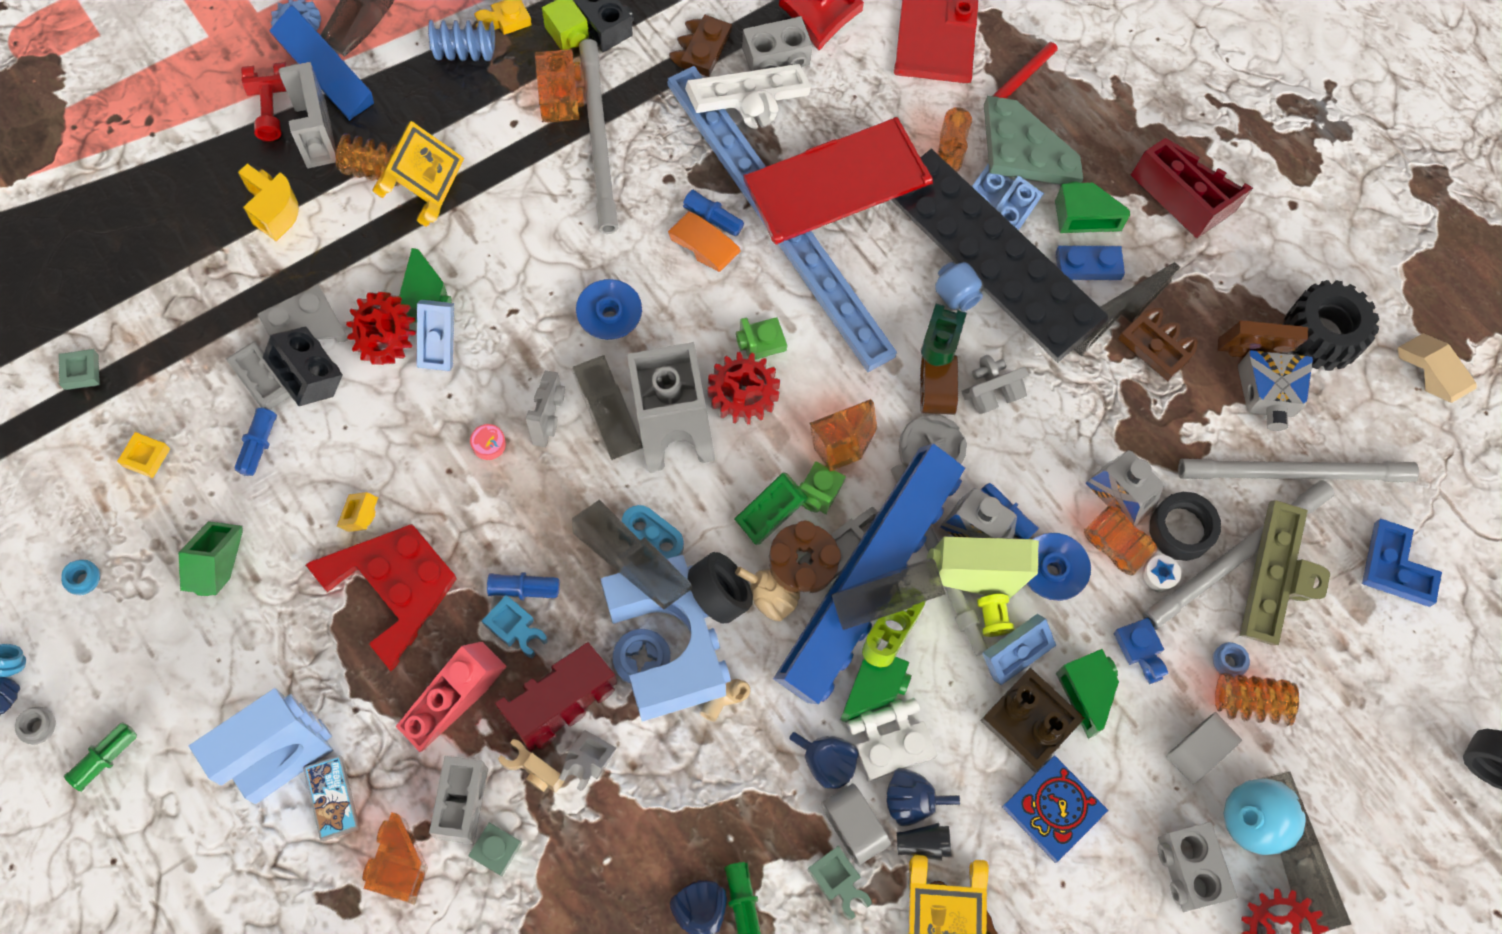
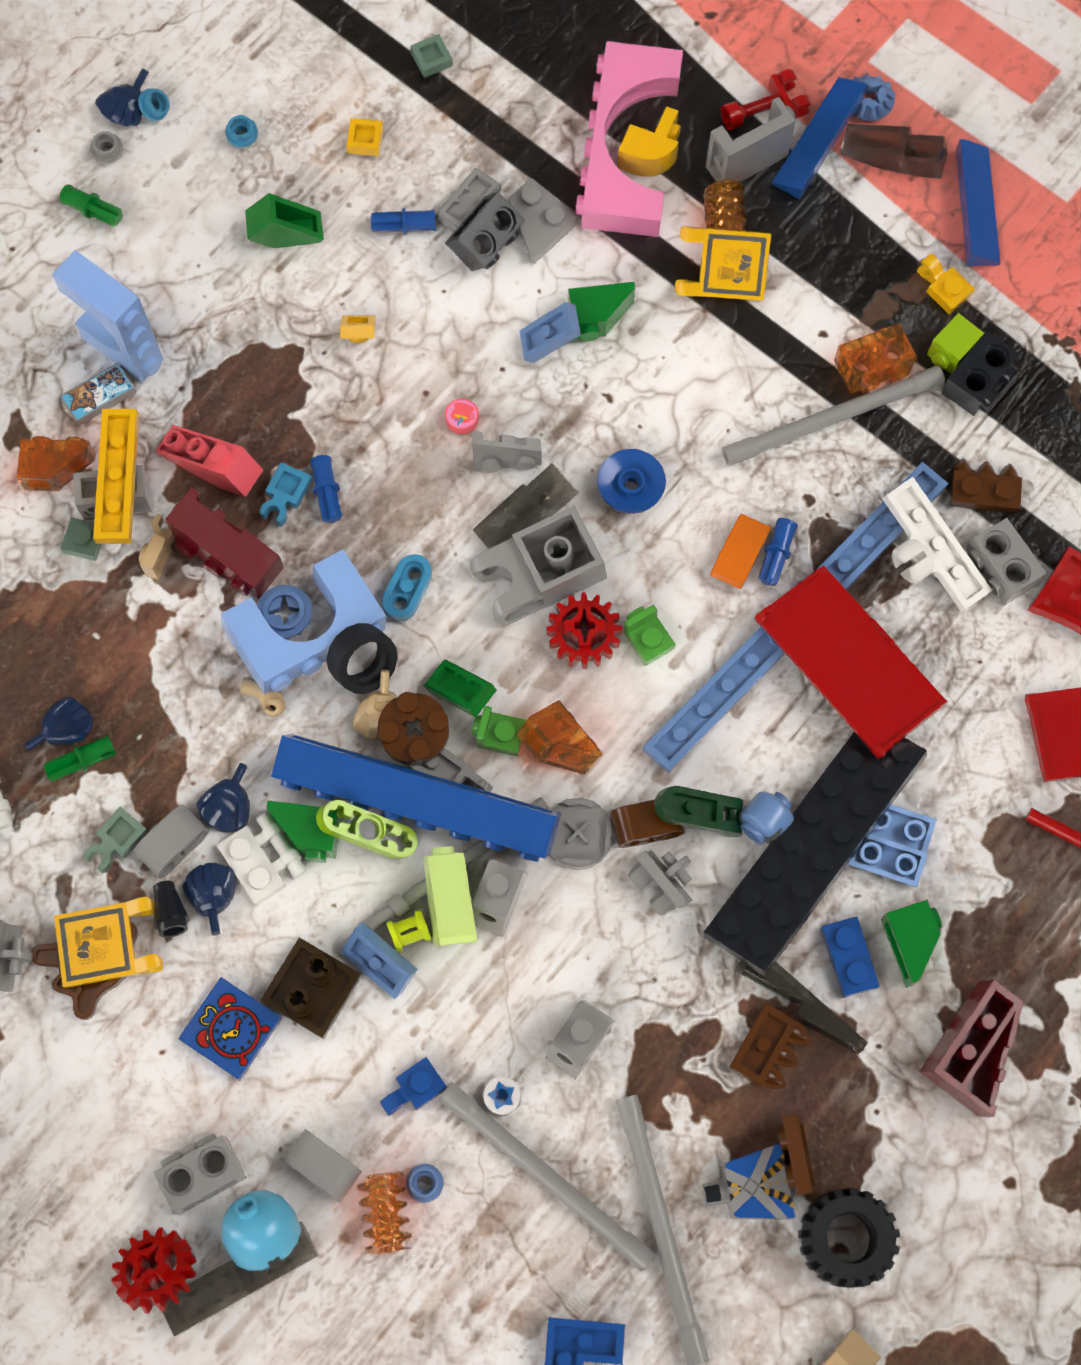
camera: 80 degrees right, 5 degrees up
(308, 251) = (610, 197): none -> bright pink arch
(378, 328) = (543, 284): red gear -> none
(404, 575) = (311, 387): red wing -> none
(452, 781) = (116, 476): none -> yellow plate
(461, 41) = (894, 252): medium blue piece -> none
(587, 758) = (177, 588): light grey plate -> none
(630, 556) = (371, 568): clear smoke slope -> none
(888, 593) = (388, 810): clear smoke slope -> none
(954, 136) = (951, 775): clear orange axle -> none
(1024, 527) = (523, 921): blue axle -> none
(1025, 146) = (974, 856): sand green plate -> none
(1072, 567) = (470, 962): blue dish -> none
(1090, 688) = (355, 1039): green slope -> none
(1120, 540) = (523, 1043): clear orange axle -> none
(1204, 512) = (587, 1107): black tyre -> none
(1279, 574) = (527, 1217): olive plate -> none

